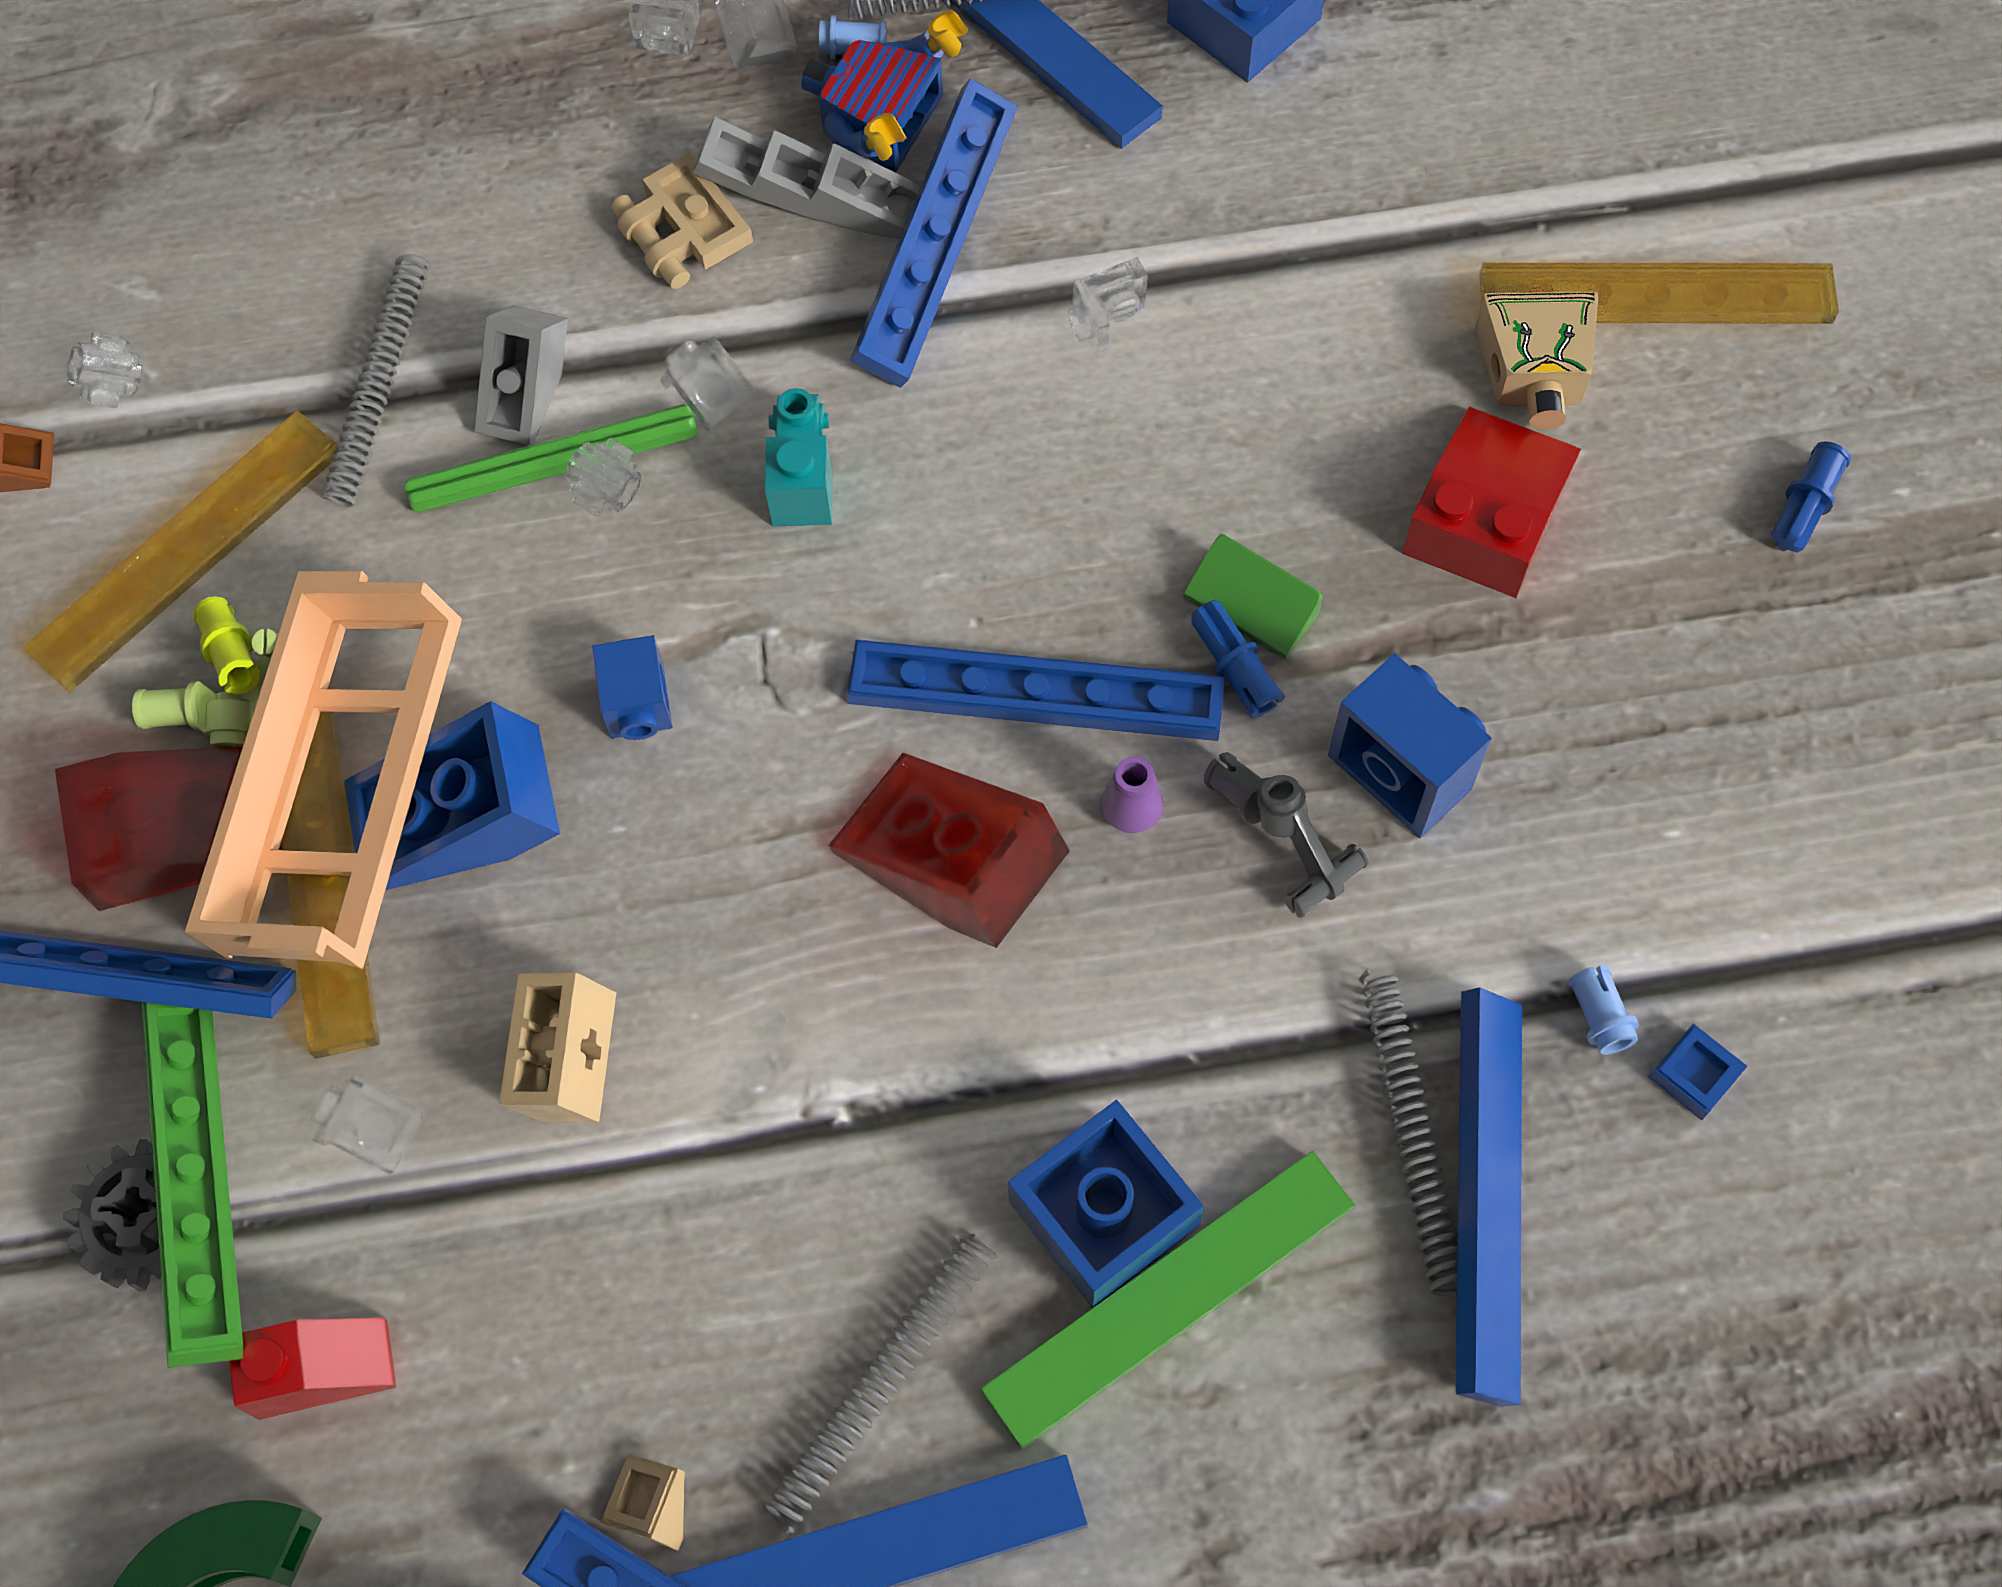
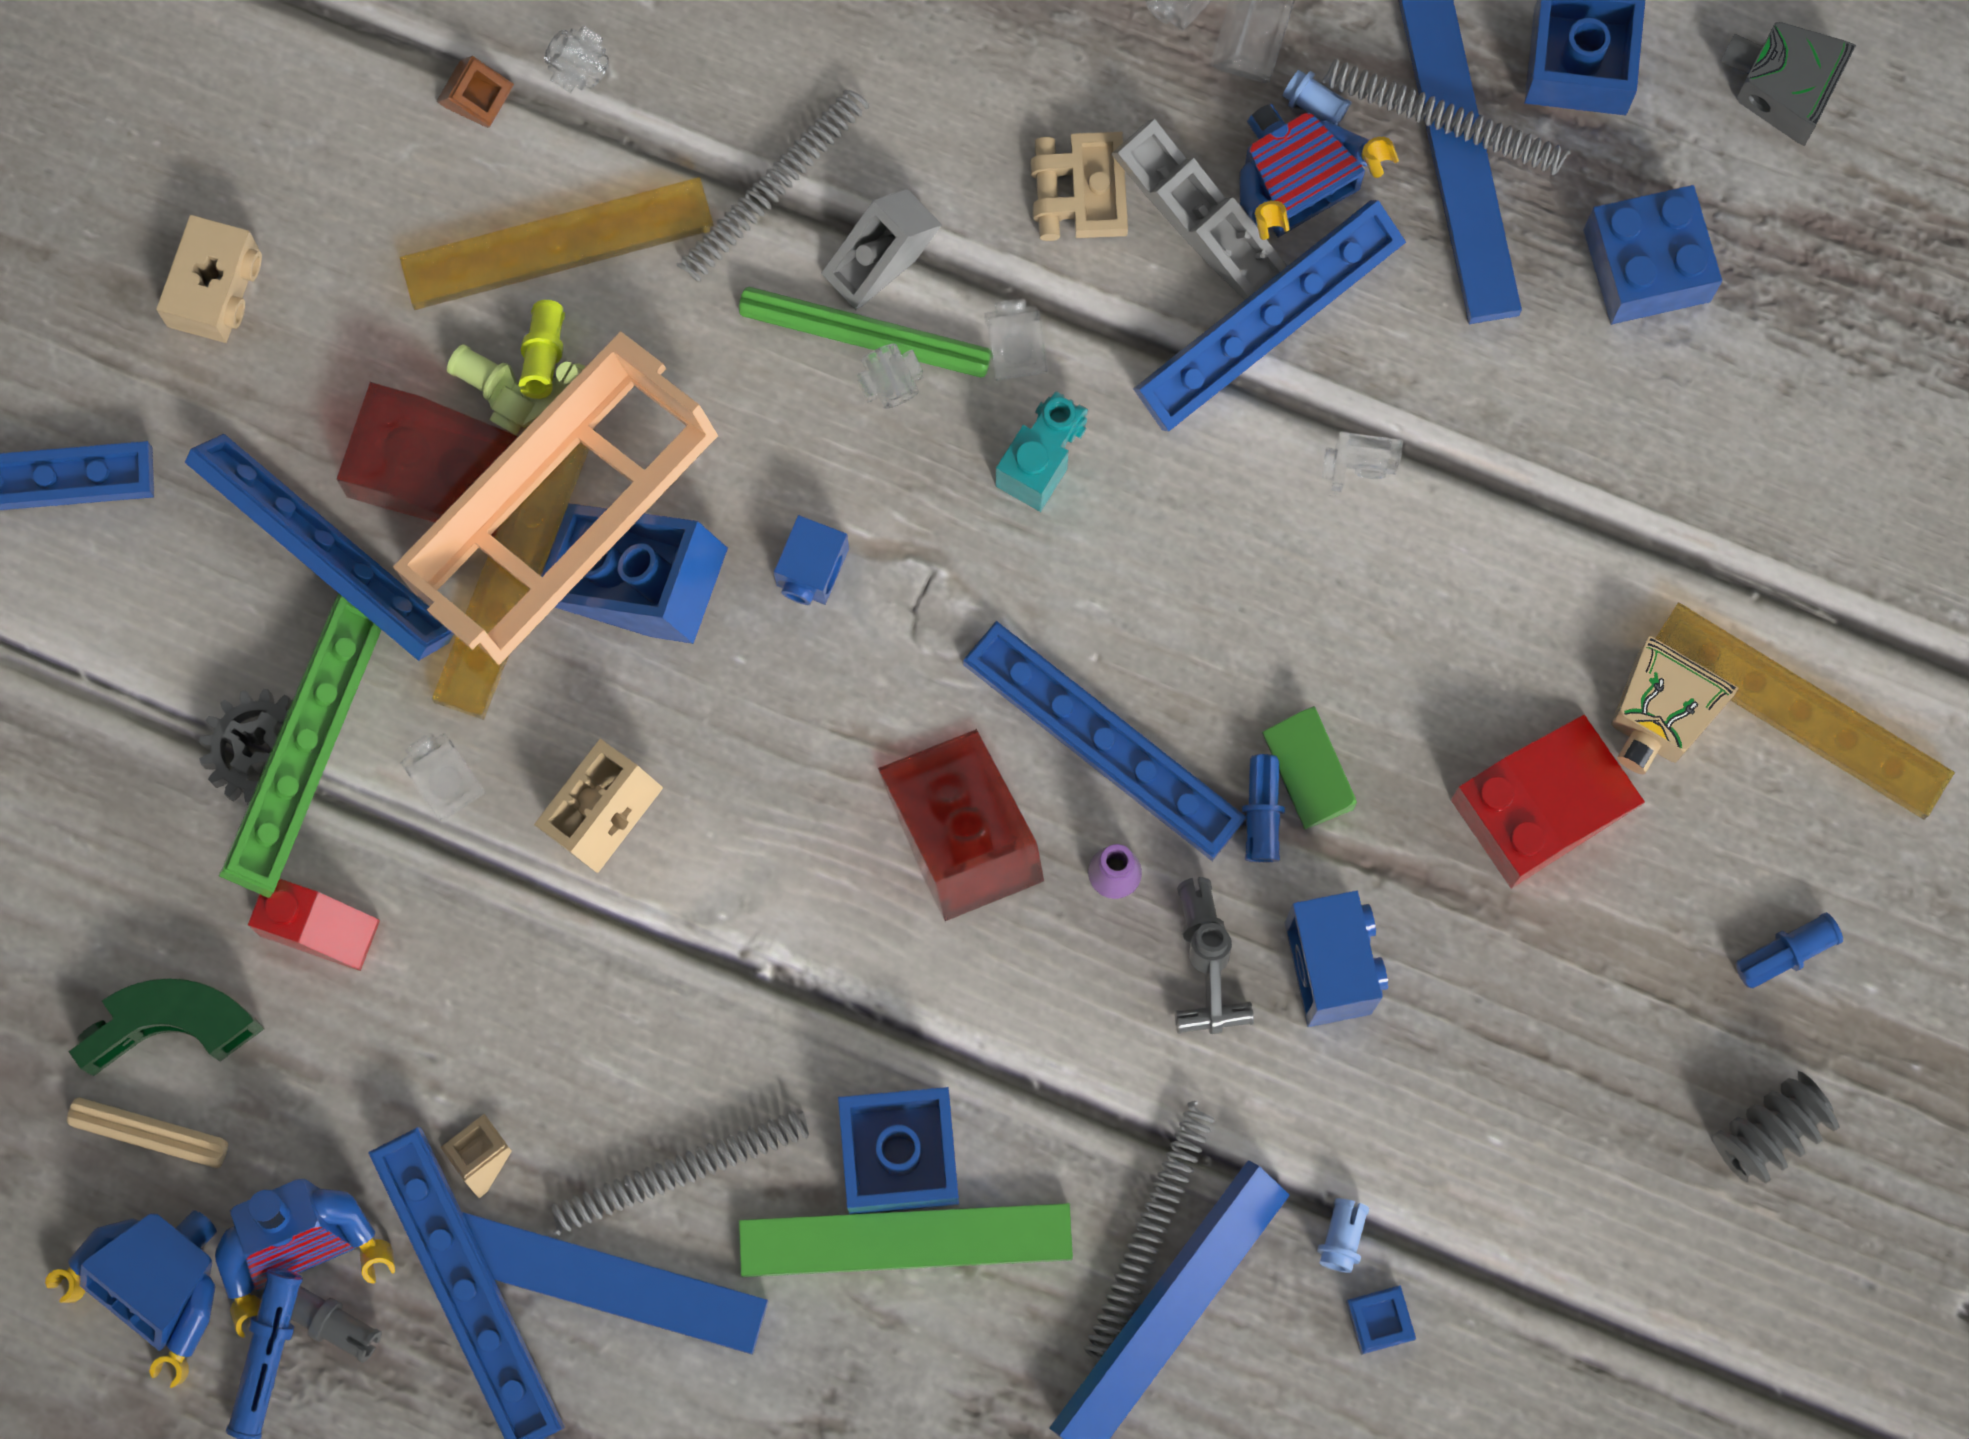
camera: 30 degrees right, 10 degrees up
(1928, 656) = (1775, 1128): none -> dark grey piece

